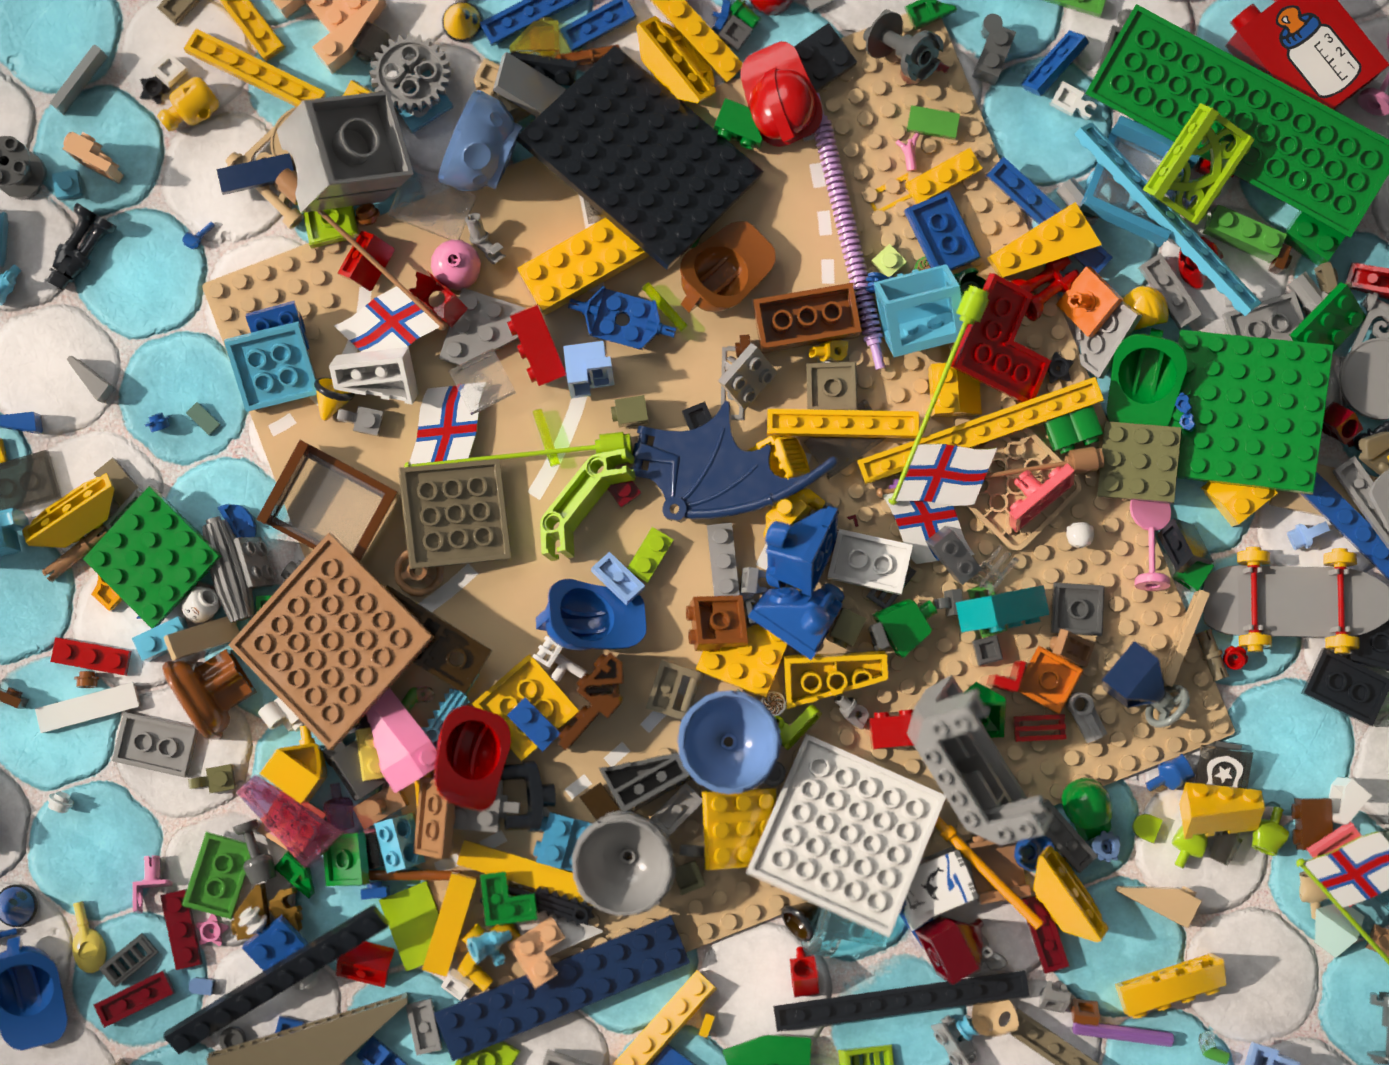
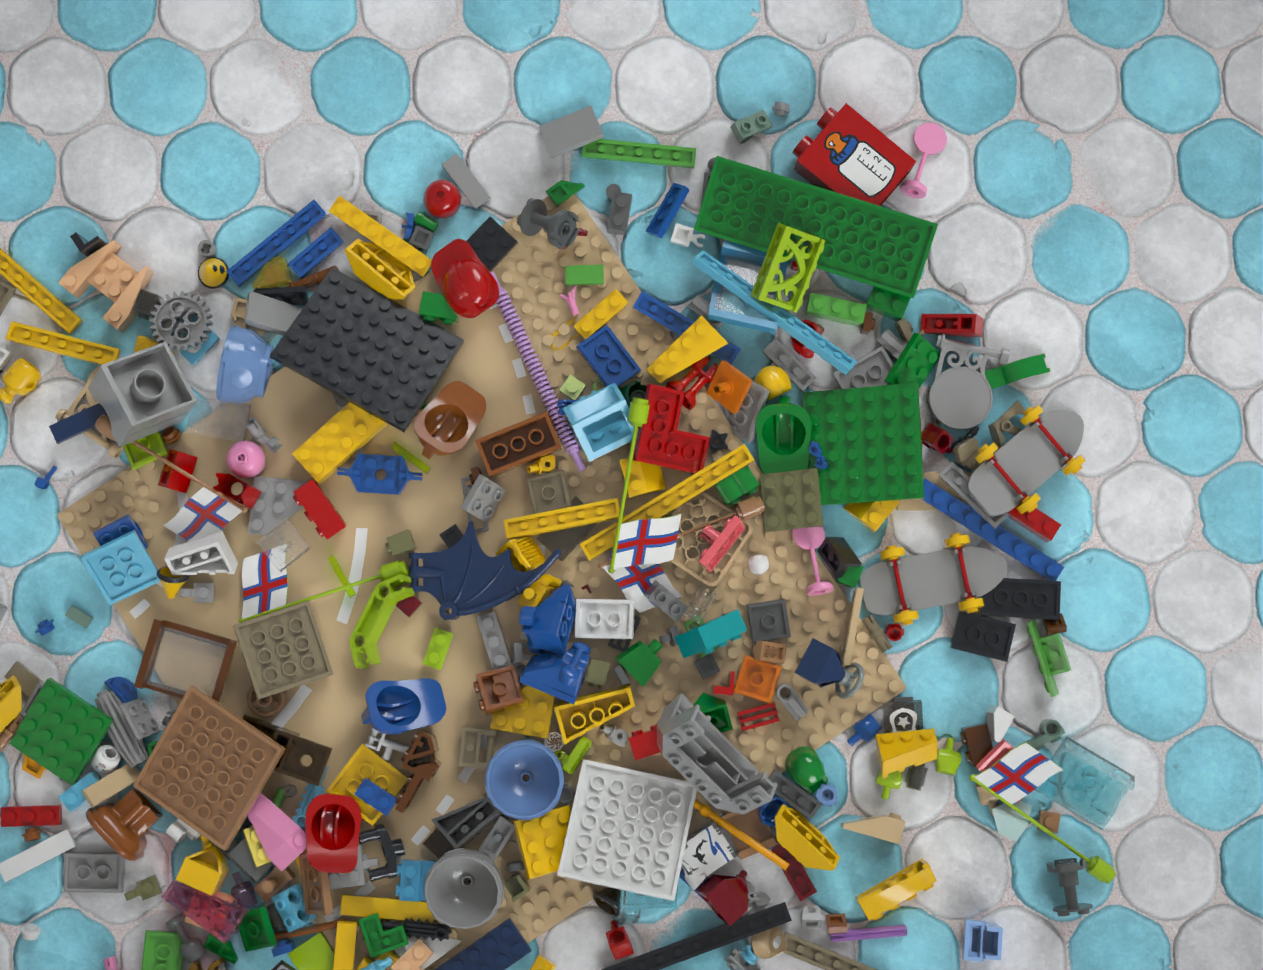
camera: 10 degrees left, 0 degrees up
(587, 368) = (360, 517): light blue plate -> none
(617, 578) = (417, 672): light blue plate -> none
(1146, 827) = (854, 773): lime tile -> none
(1209, 1049) = (935, 931): arm -> none
(1303, 536) = (926, 530): light blue piece -> none

